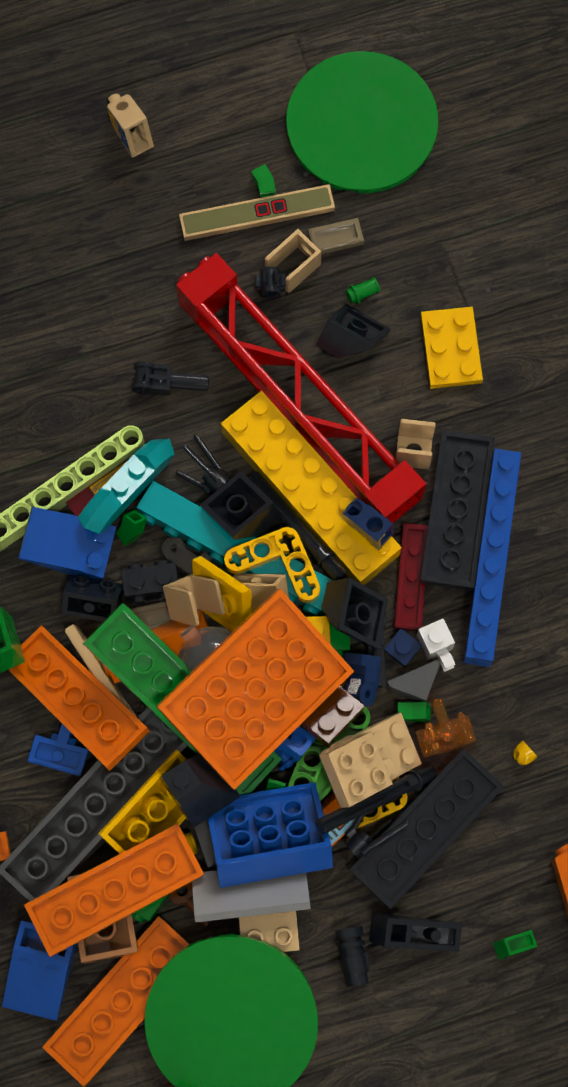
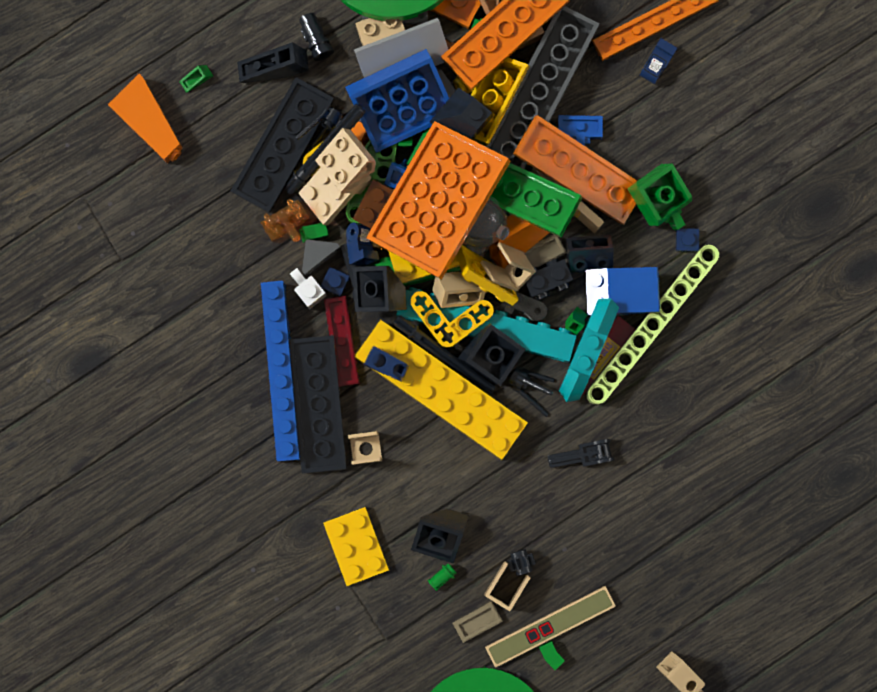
camera: 165 degrees right, 10 degrees up
(216, 285) = (571, 536): red piece -> none
(524, 754) = (220, 222): yellow hinge -> none

